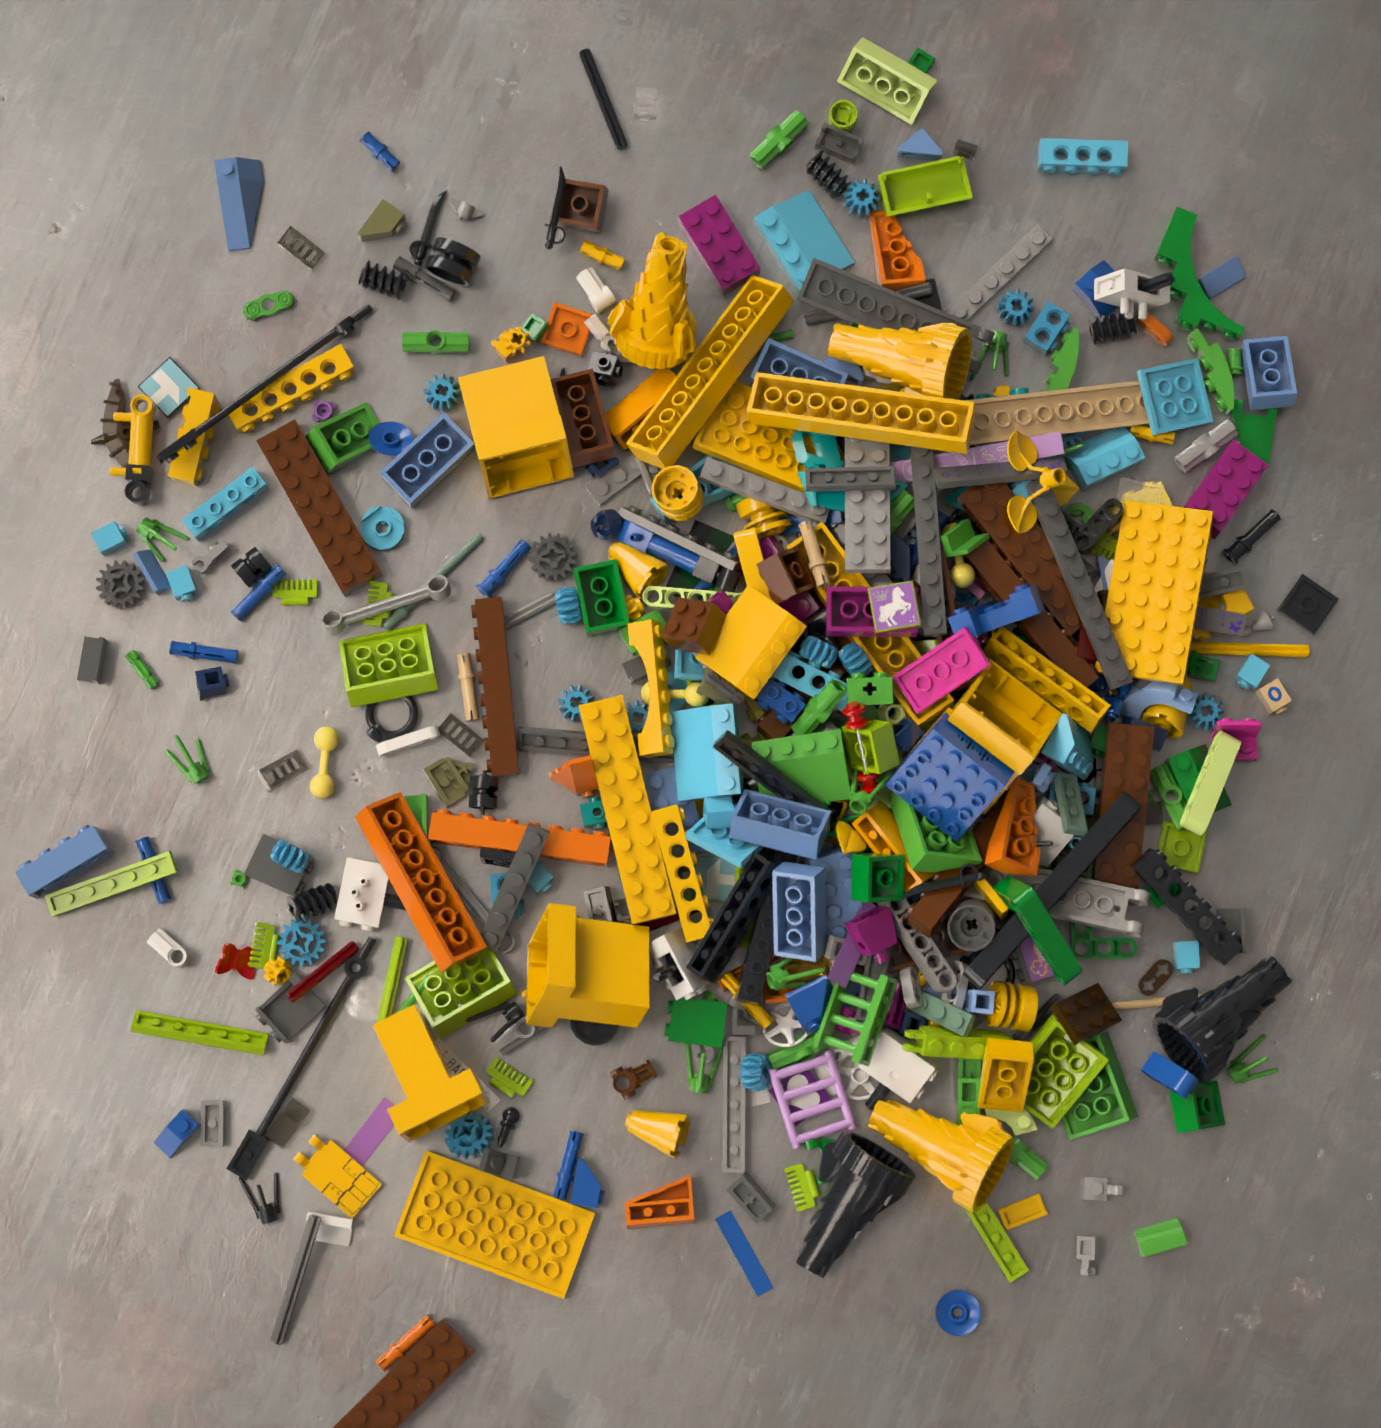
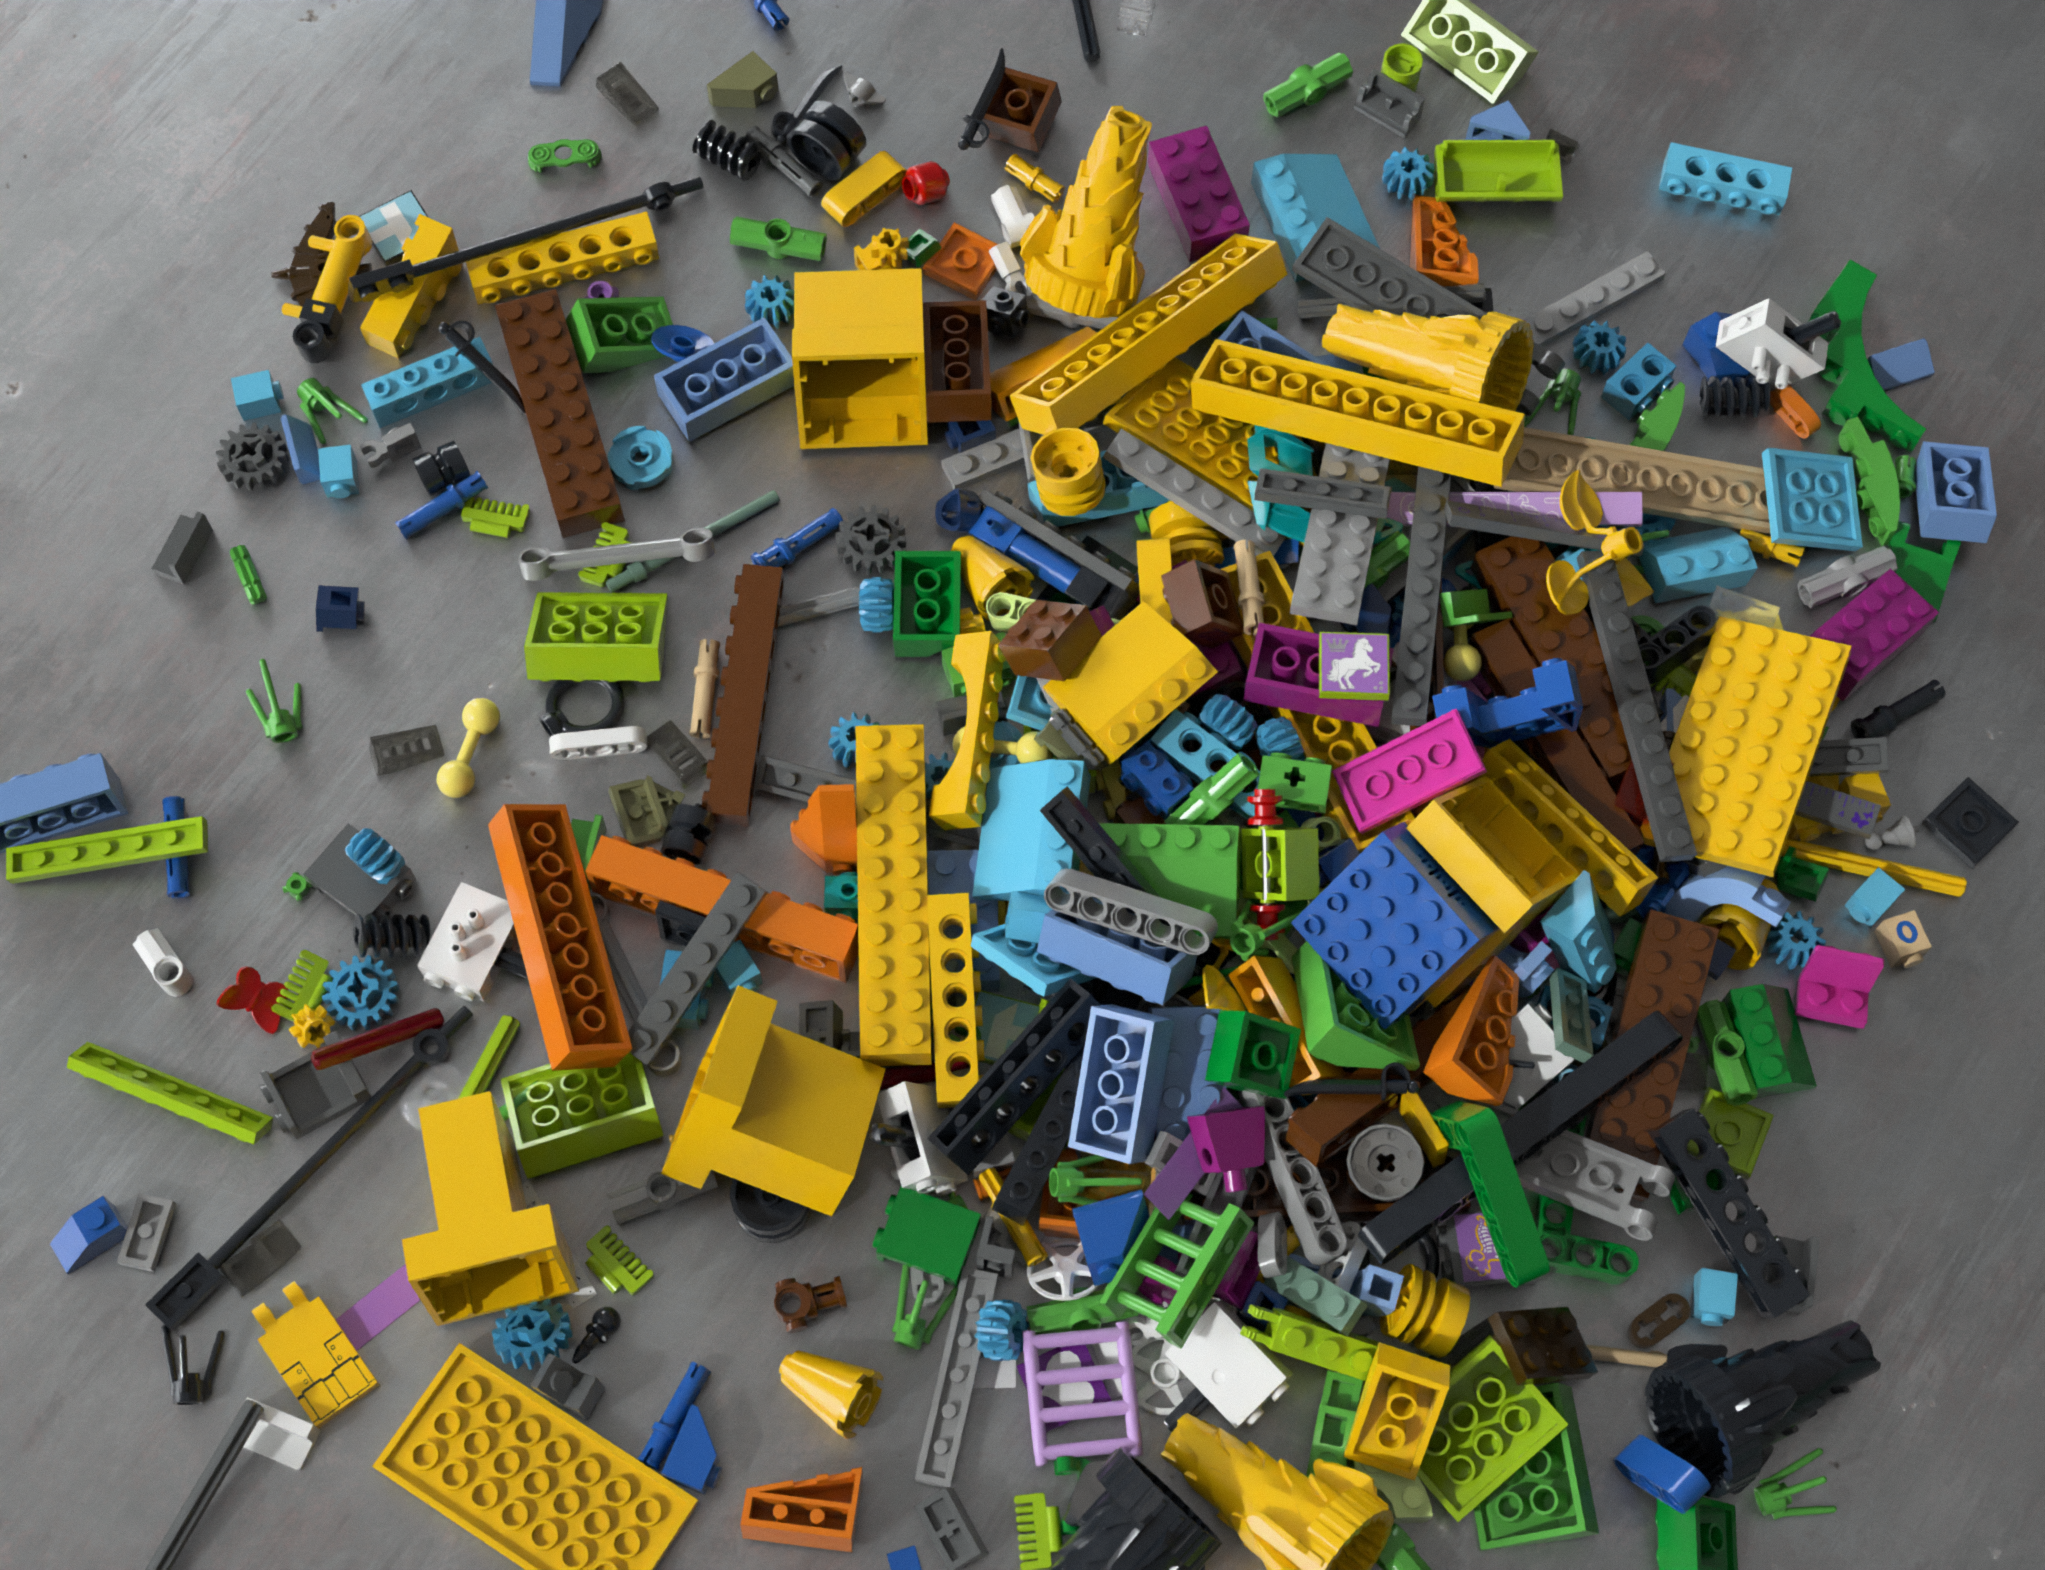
camera: 15 degrees right, 15 degrees down
(204, 652) = (307, 556): blue pin -> none
(254, 484) = (478, 360): none -> black sword
(486, 289) = (864, 189): none -> yellow beam
(511, 1015) = (645, 1163): black plant -> none
(527, 276) = (925, 183): none -> red head
(784, 802) = (1116, 917): none -> light grey beam
(827, 175) = (1364, 137): black piece -> none
(921, 60) = (1523, 28): green tile -> none
(1210, 783) = (1791, 1035): yellowish green beam -> none

